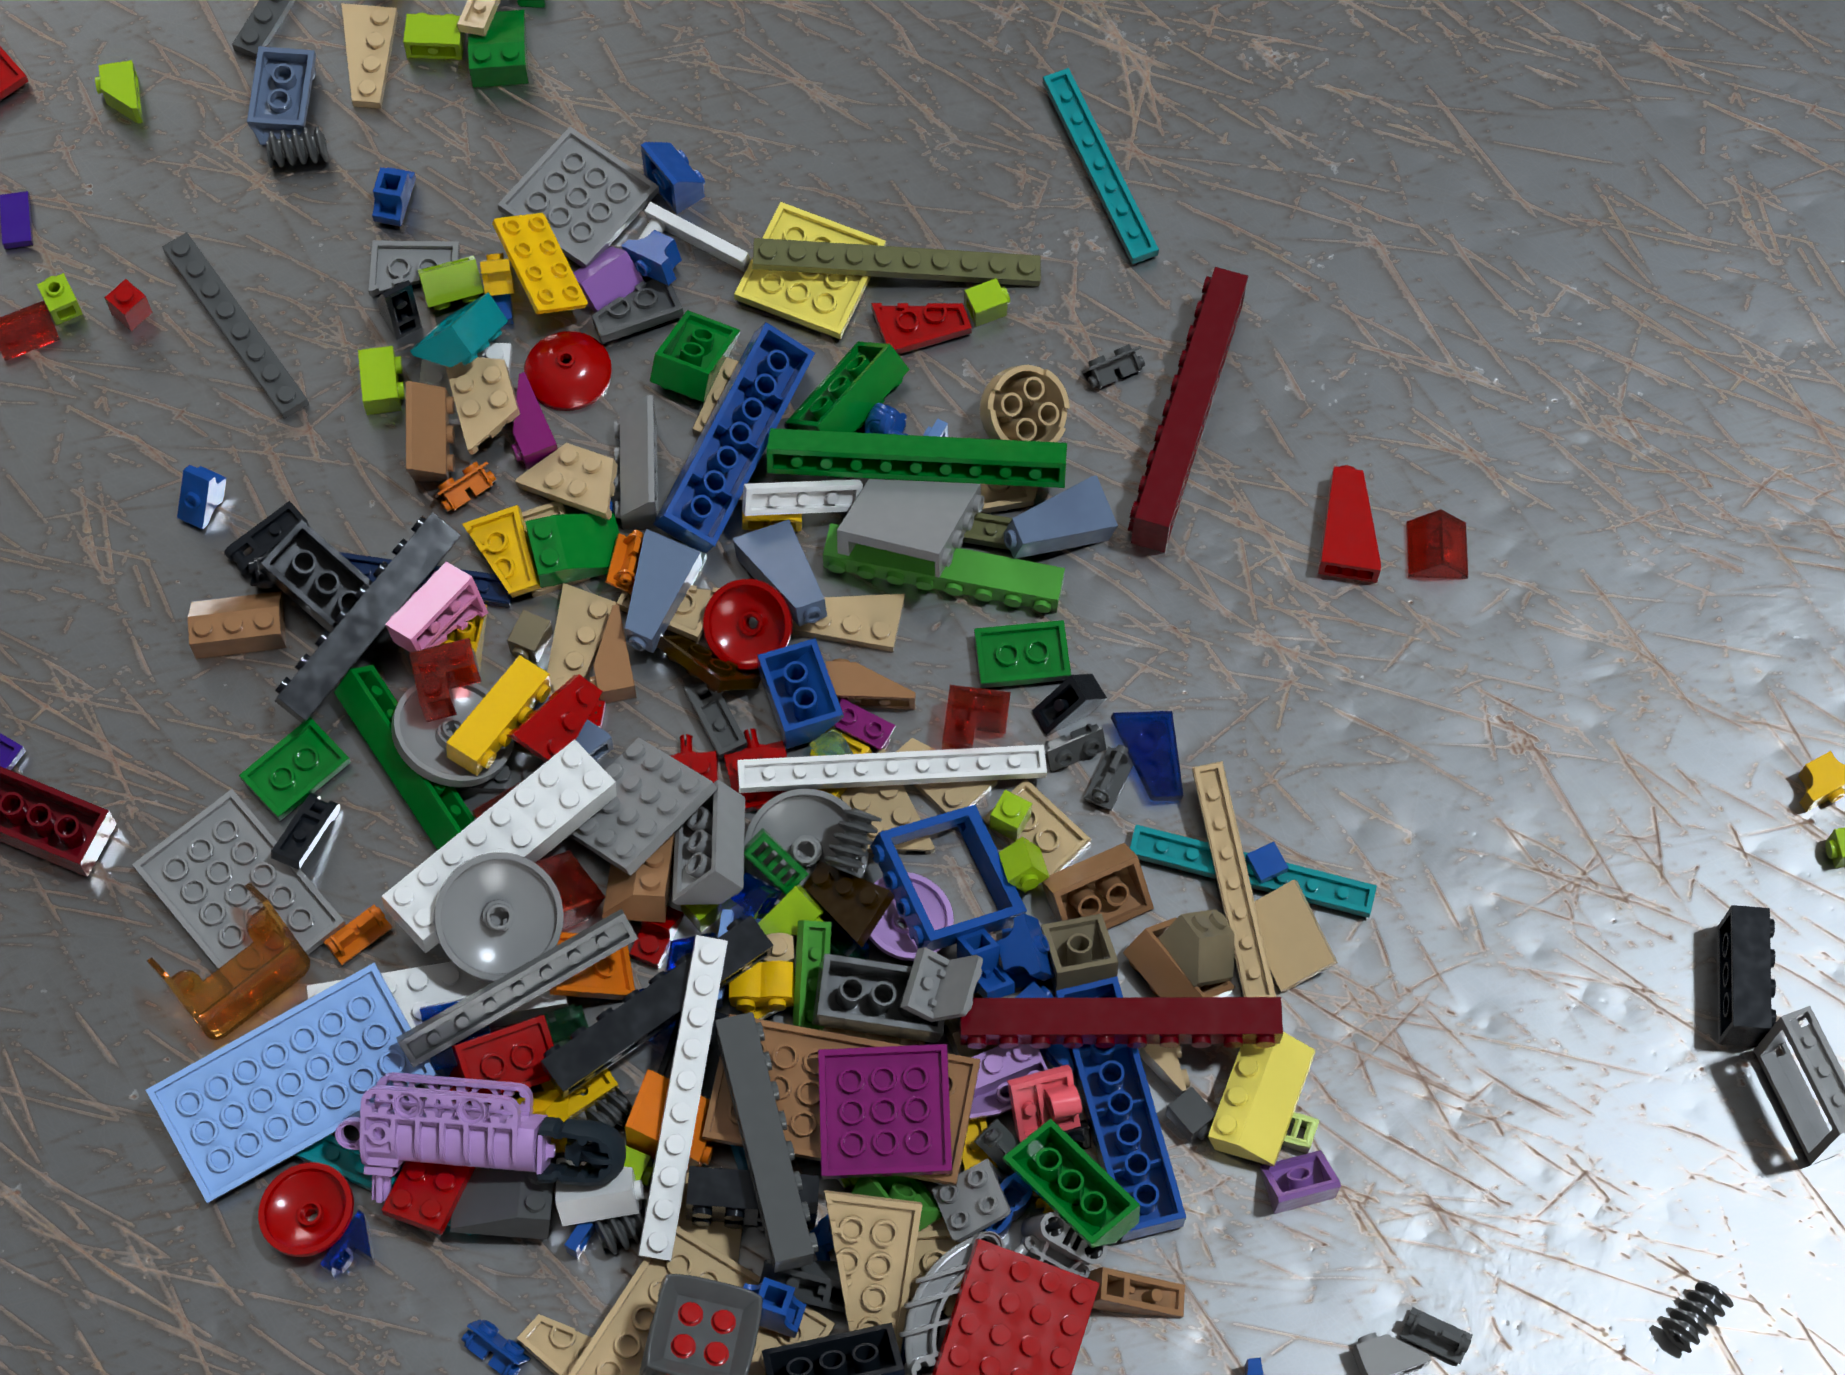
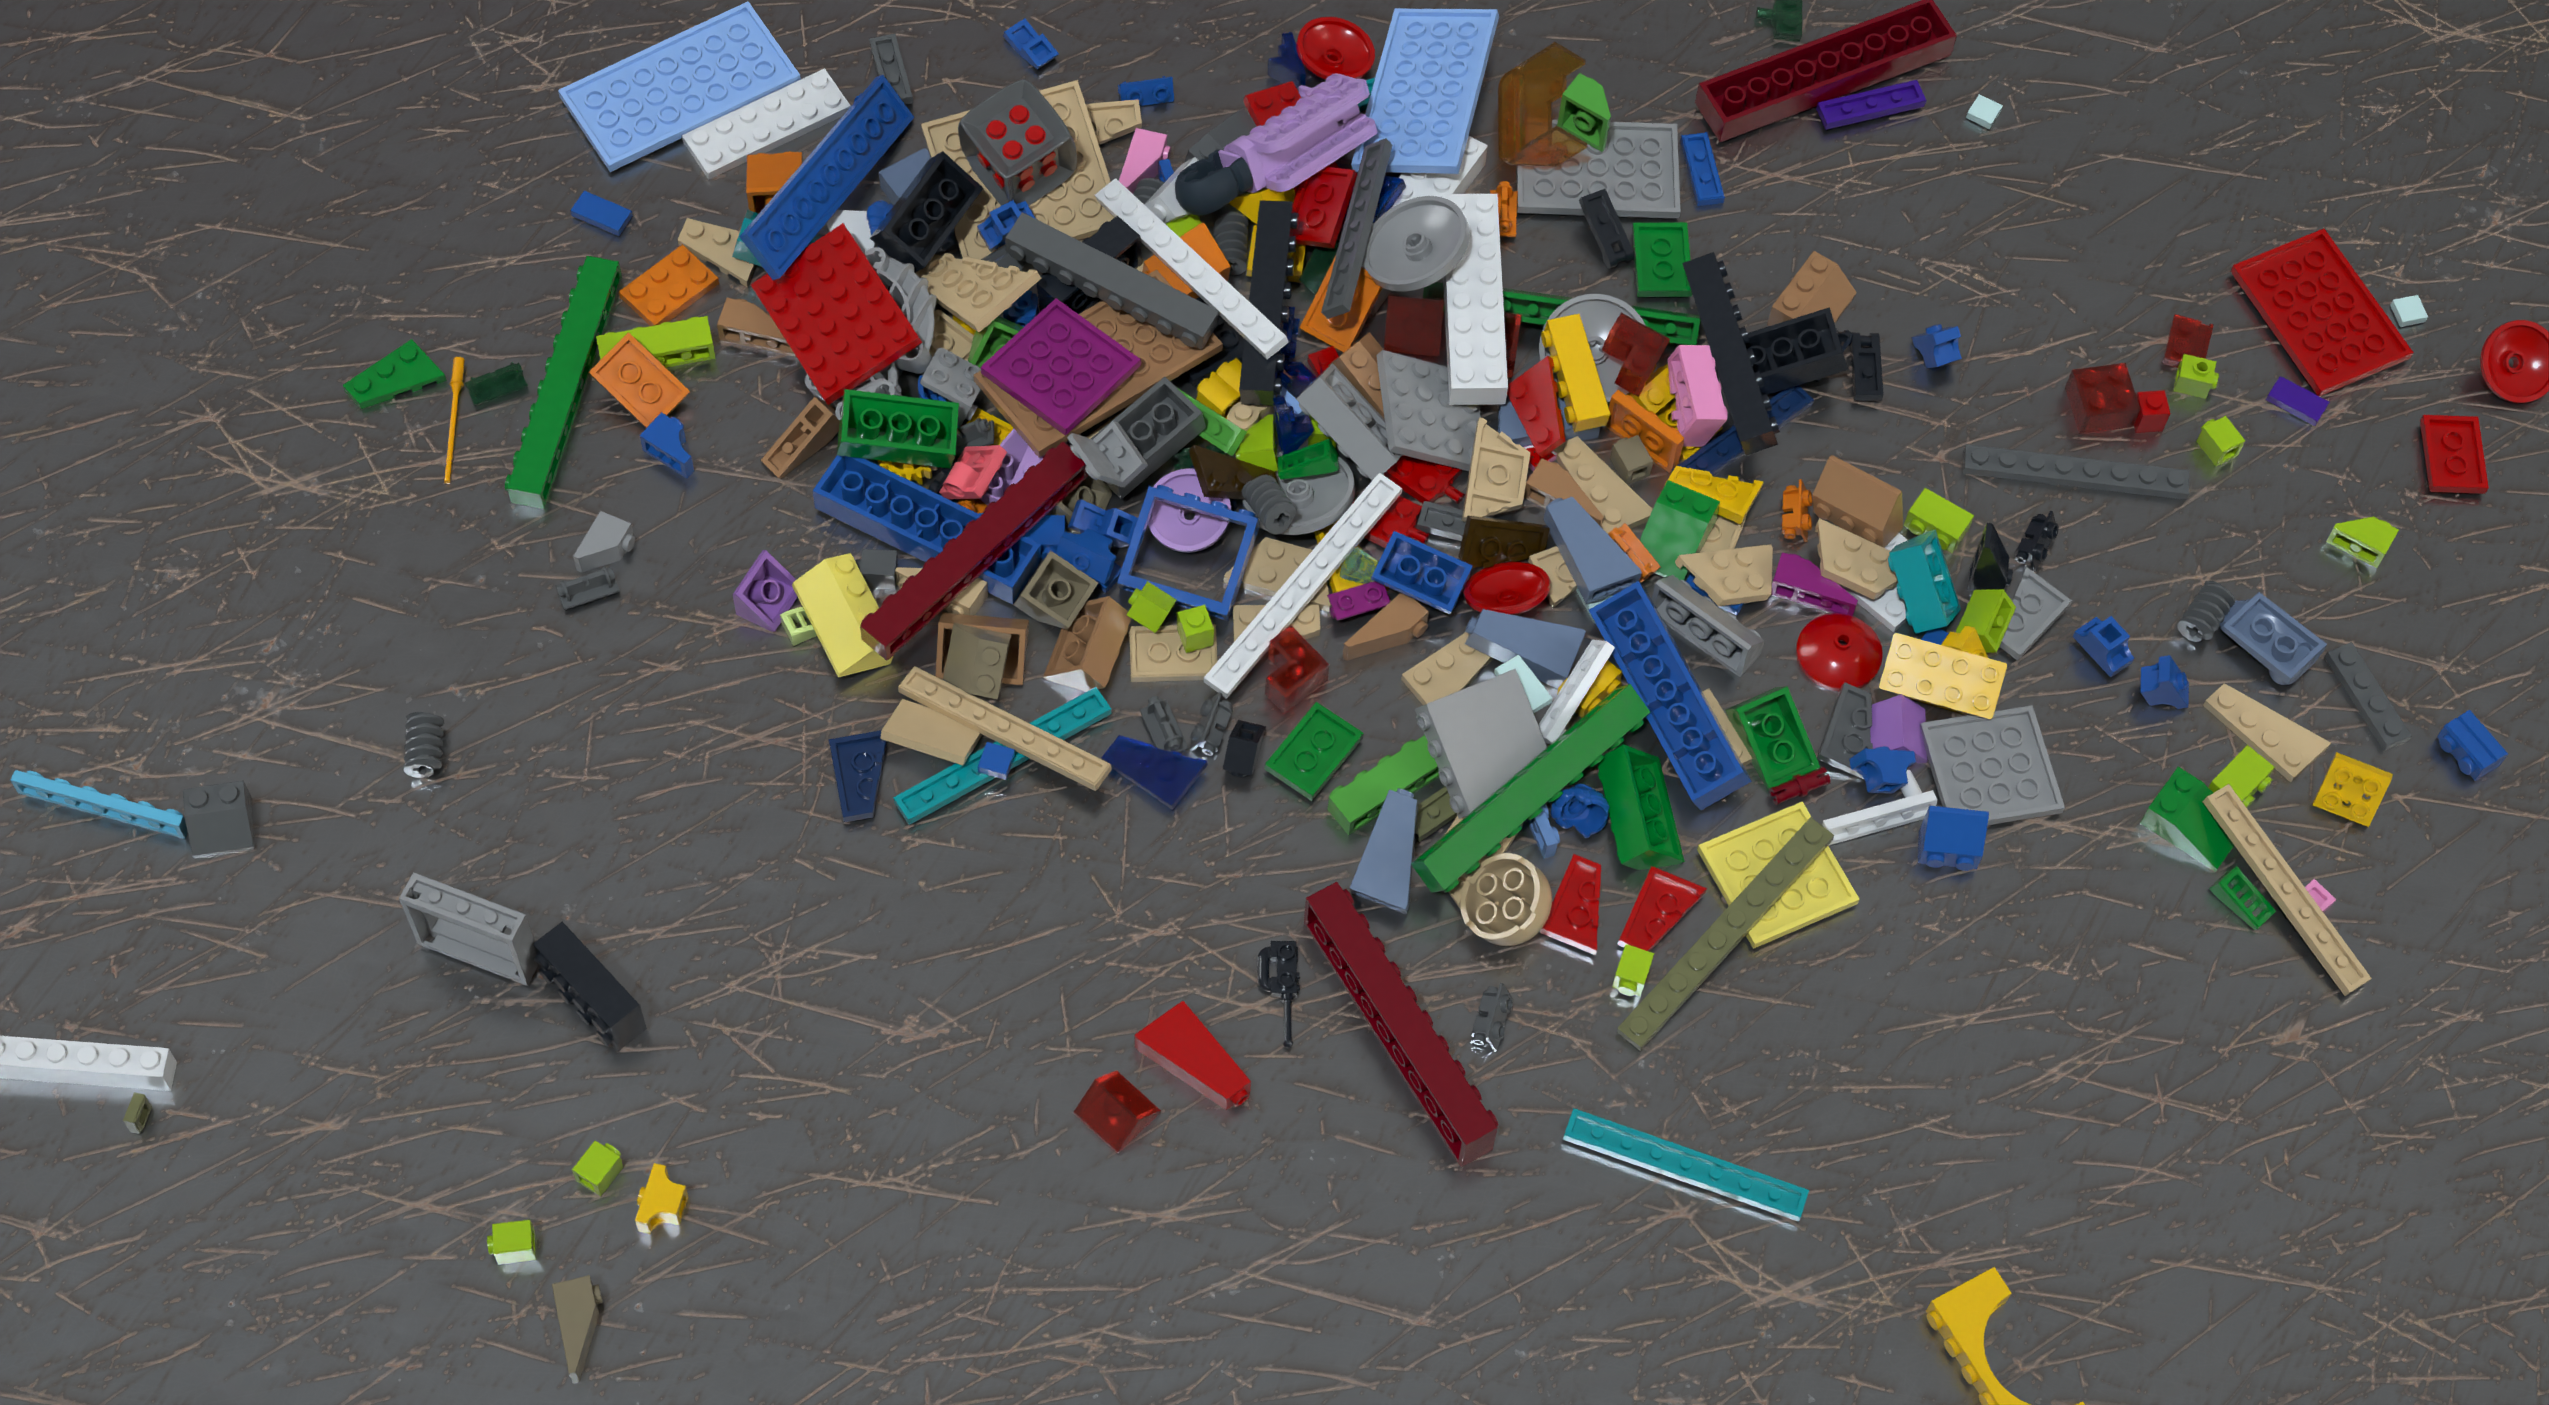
camera: 130 degrees right, 5 degrees down
(112, 241) = (2220, 440): none -> lime brick
(145, 346) = (2102, 398): none -> clear red brick
(160, 815) = (1702, 169): none -> blue tile
(198, 926) = (1585, 112): none -> bright green slope
(321, 305) = (2043, 531): none -> black hinge
(395, 130) = (2165, 684): none -> blue brick
(497, 633) = (1631, 419): none -> orange plate
(581, 1275) = (1143, 157): none -> bright pink slope
(649, 713) = (1495, 473): none -> tan wing
(719, 308) = (1799, 785): none -> dark red pin
(824, 544) = (1535, 691): none -> light aqua tile
(966, 379) = (1576, 906): none -> red wing
(1227, 521) = (1285, 984): none -> black piece
(1375, 964) = (857, 772): none -> dark blue wing

